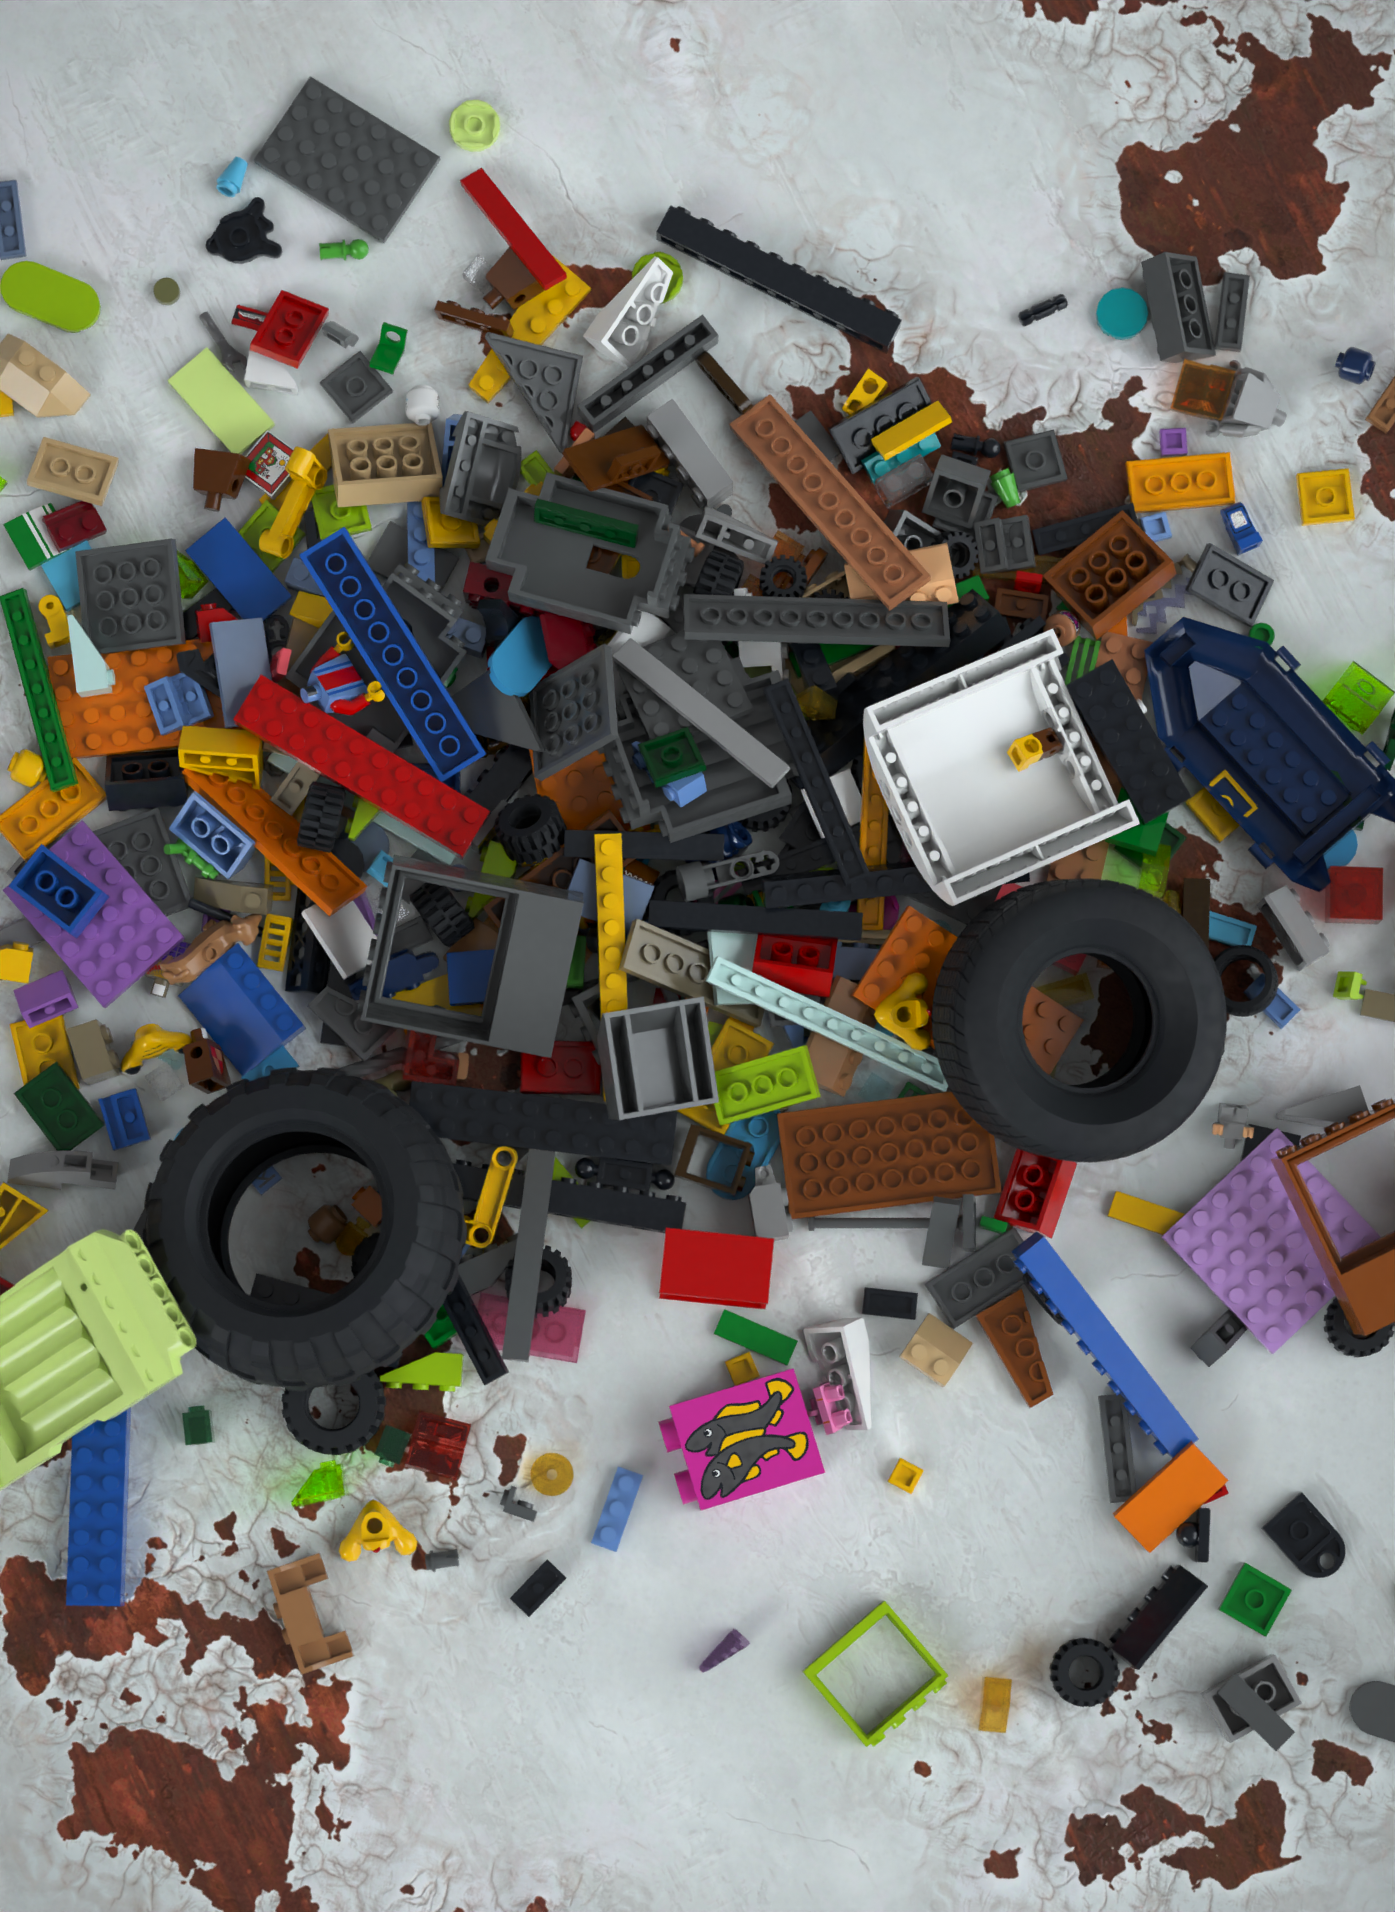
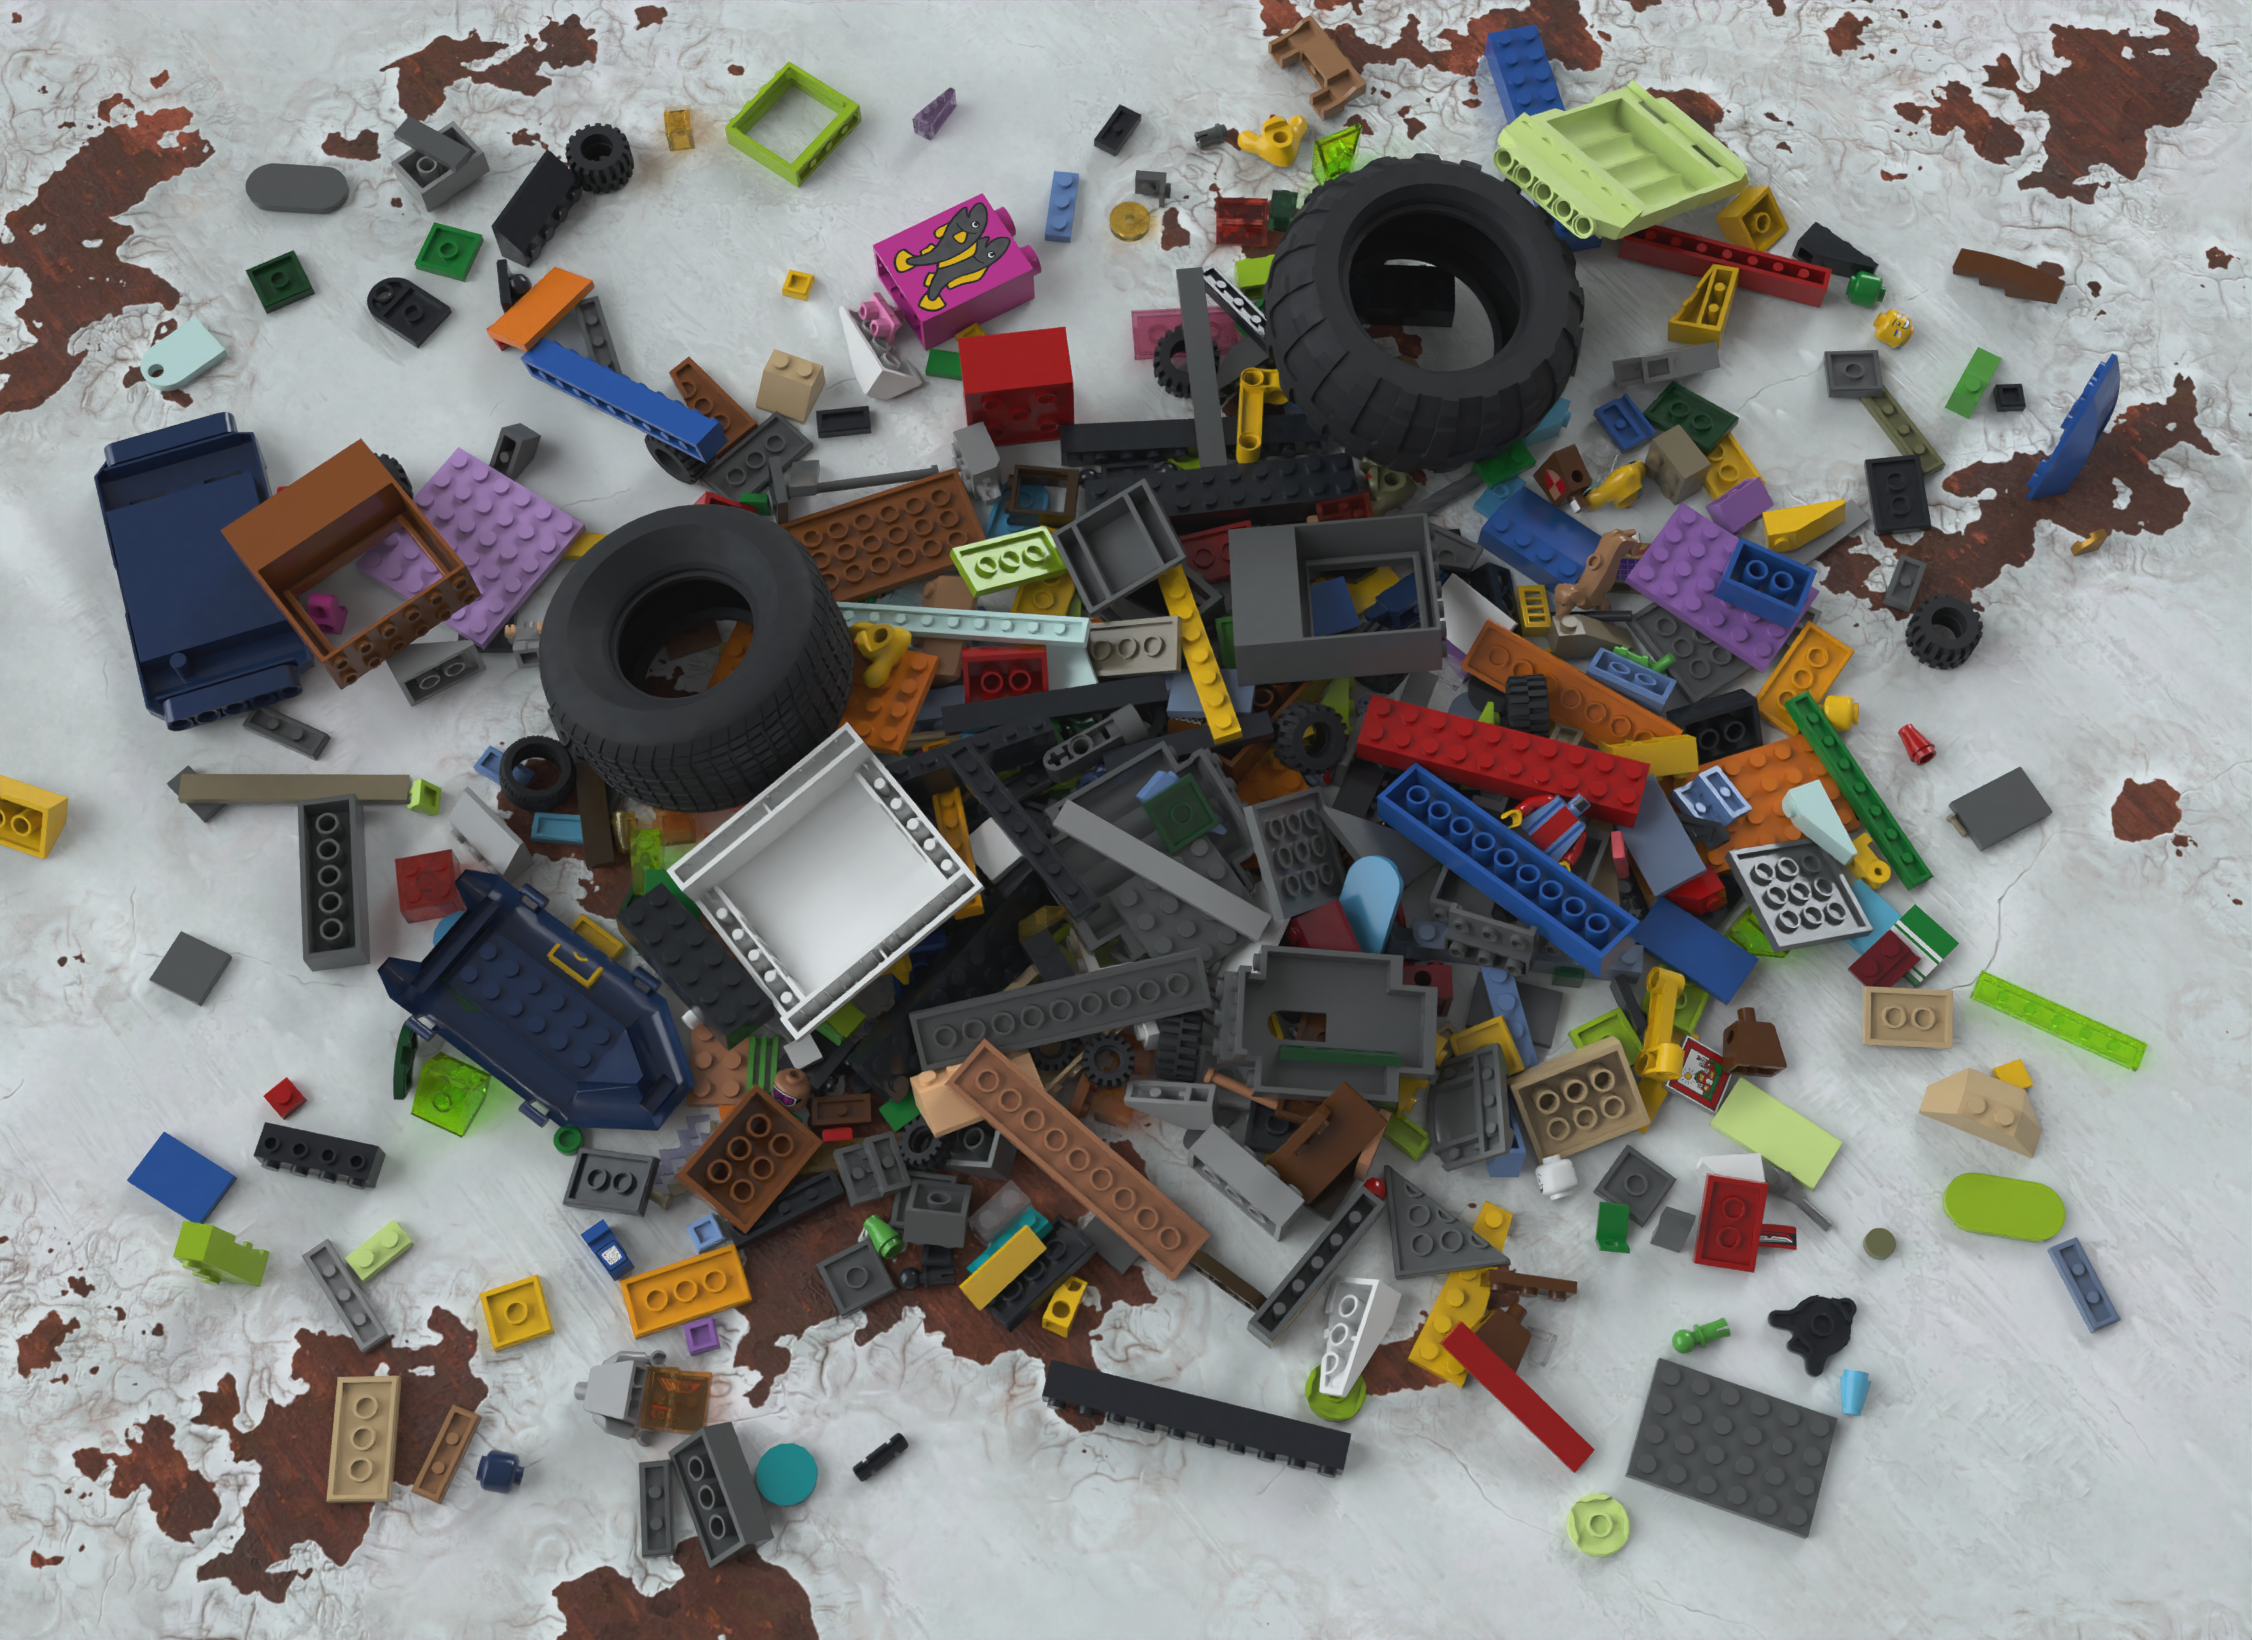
camera: 170 degrees right, 15 degrees down
(378, 866) = (1447, 692): medium azure tile -> none
(1034, 748) = (794, 933): yellow leg -> none

